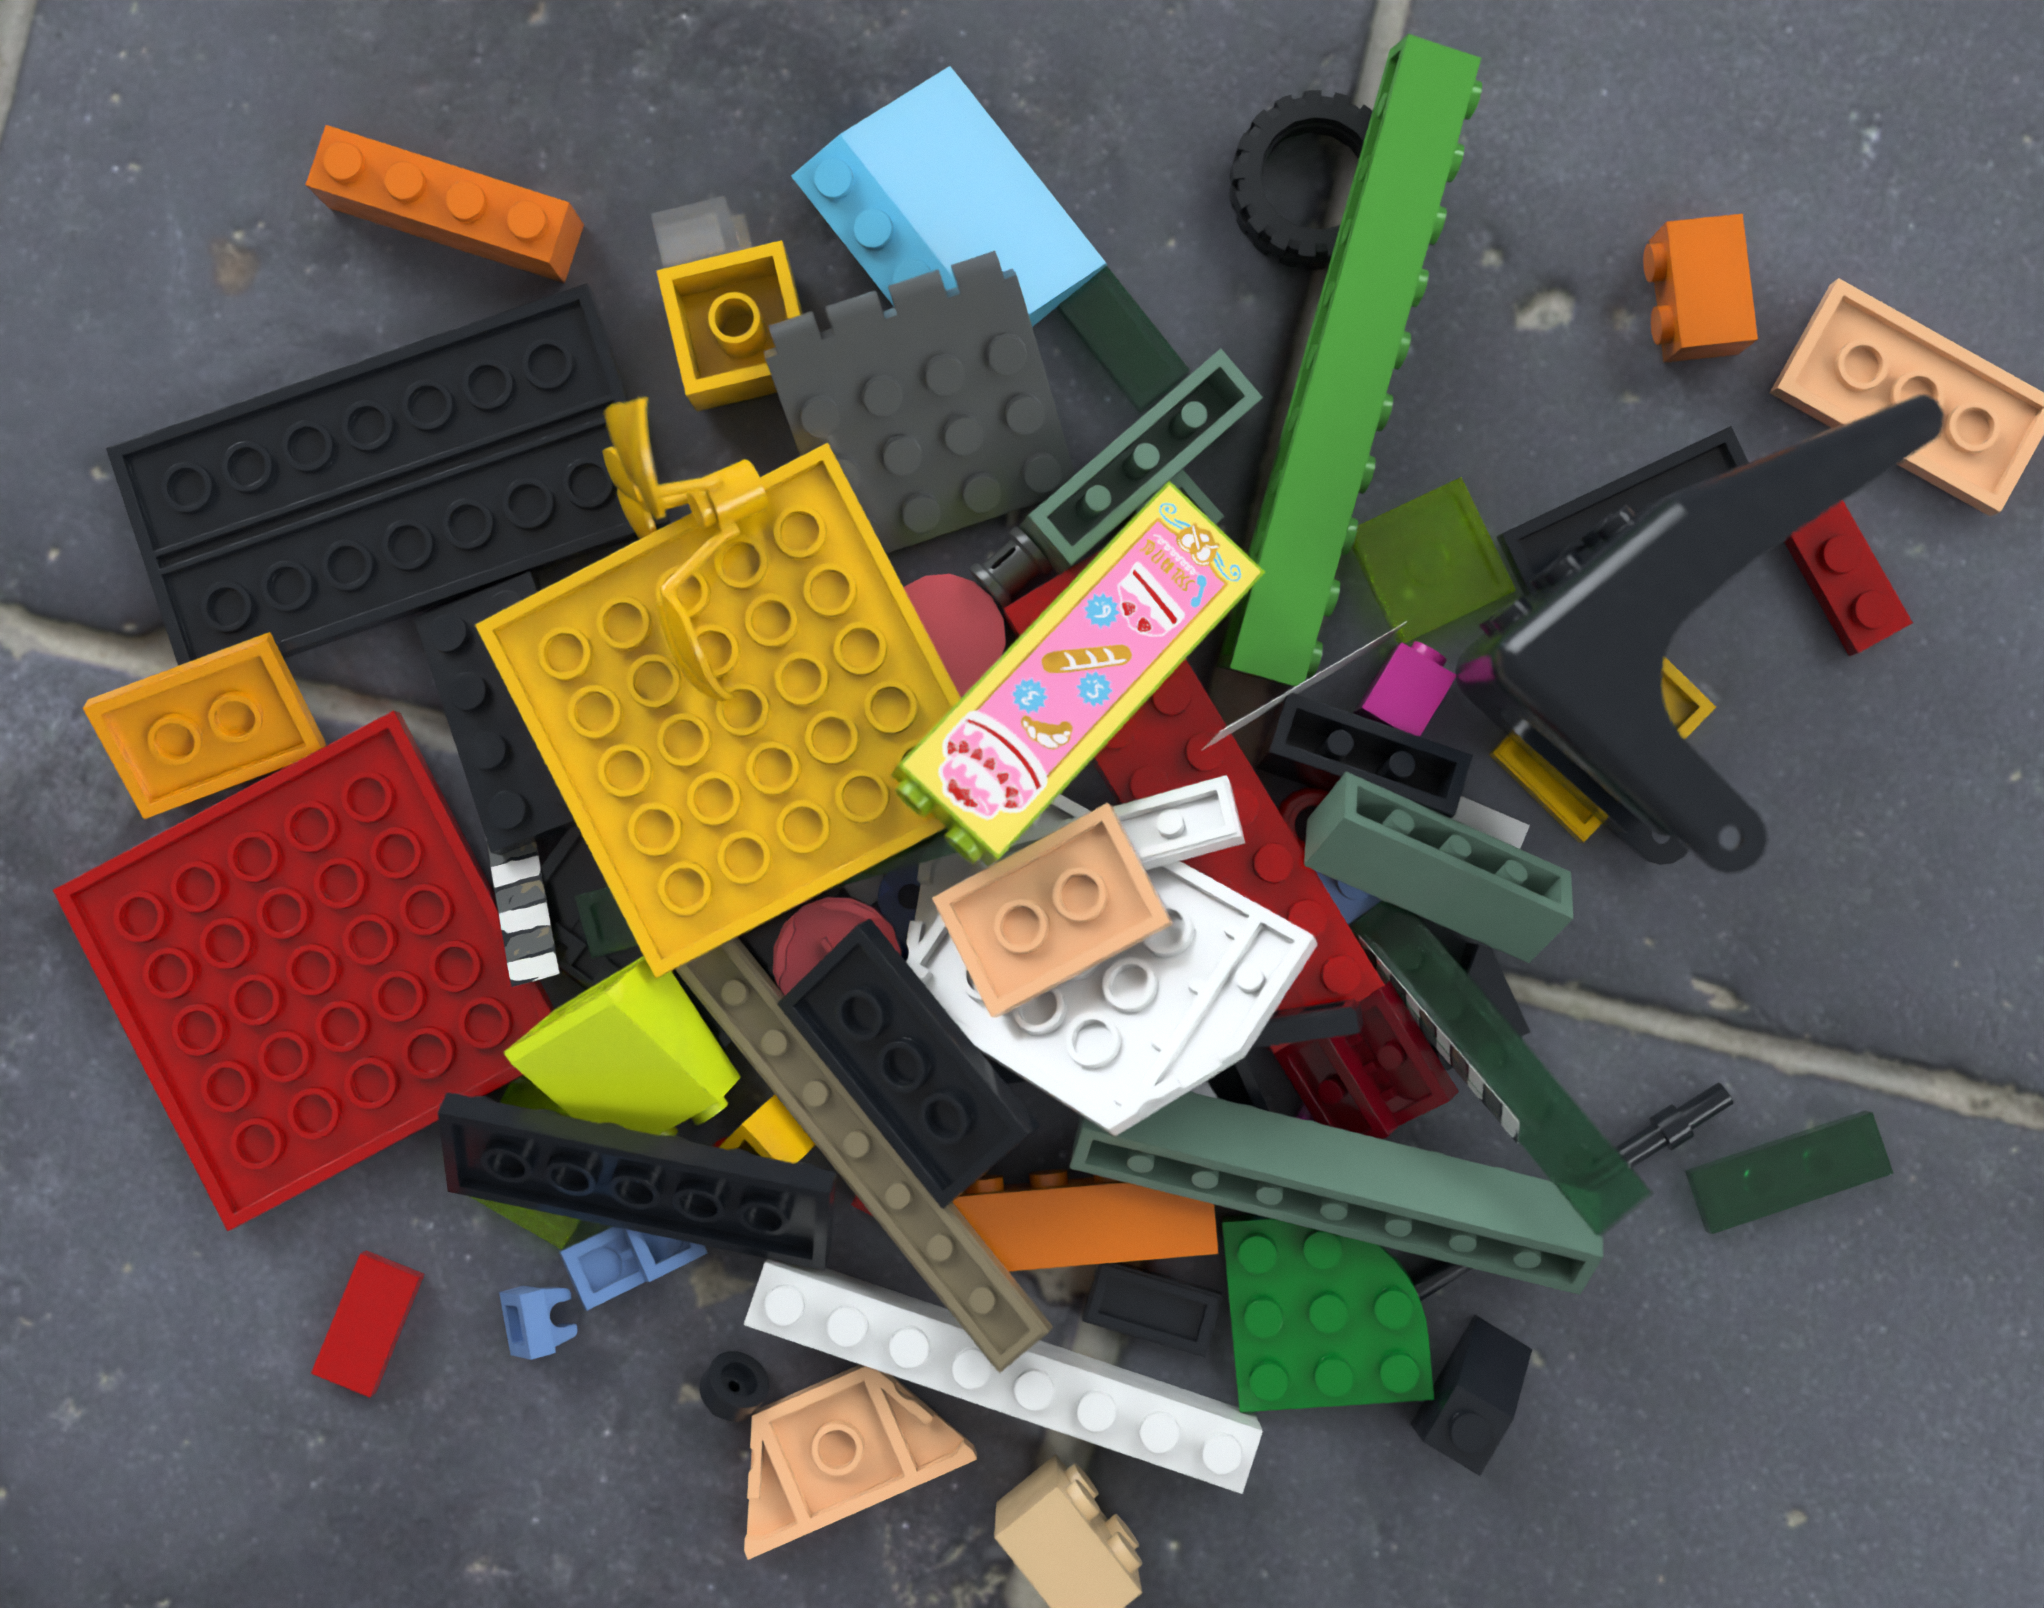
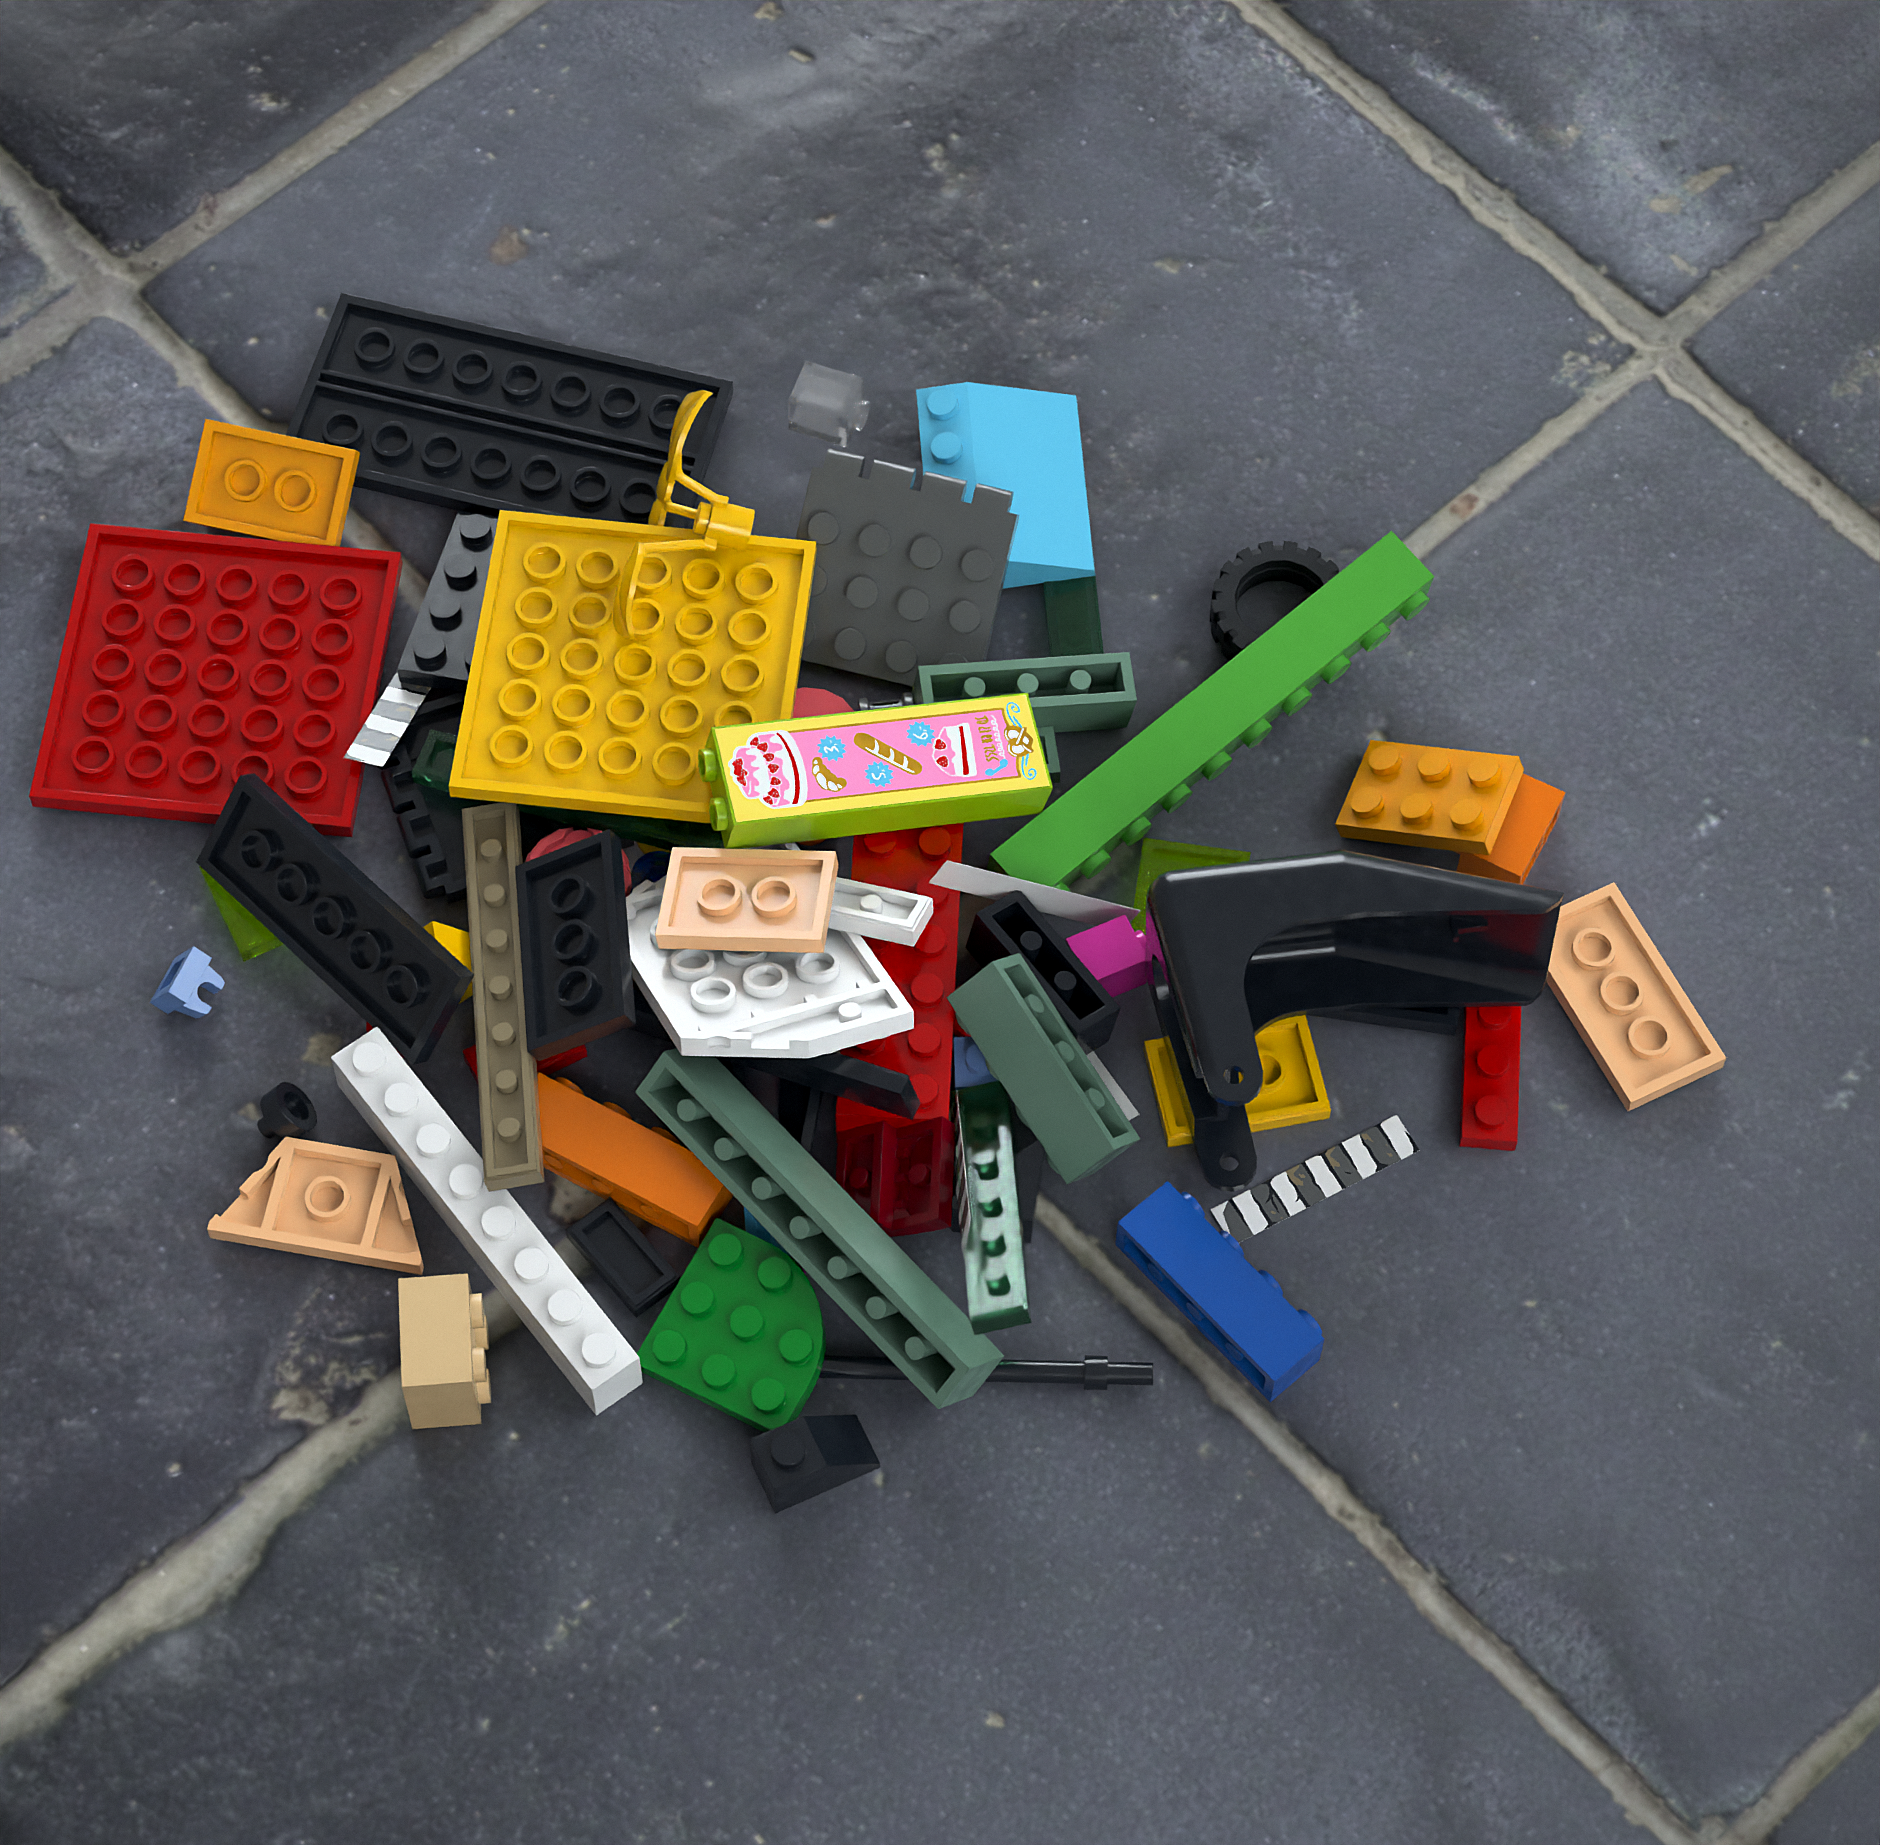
camera: 30 degrees right, 25 degrees down
(367, 1323) = (70, 920): red tile -> none
(445, 203) = (677, 285): orange brick -> none
(621, 1260) = (281, 990): medium blue slope -> none
(628, 1055) = (394, 826): neon yellow slope -> none
(722, 319) = (796, 440): yellow brick -> none
(1608, 304) = (1430, 797): none -> light orange plate
(1738, 970) = (1220, 1290): none -> blue brick
(1749, 766) = (1315, 1179): none -> sticker
(1789, 1172) = (1163, 1461): clear green tile -> none

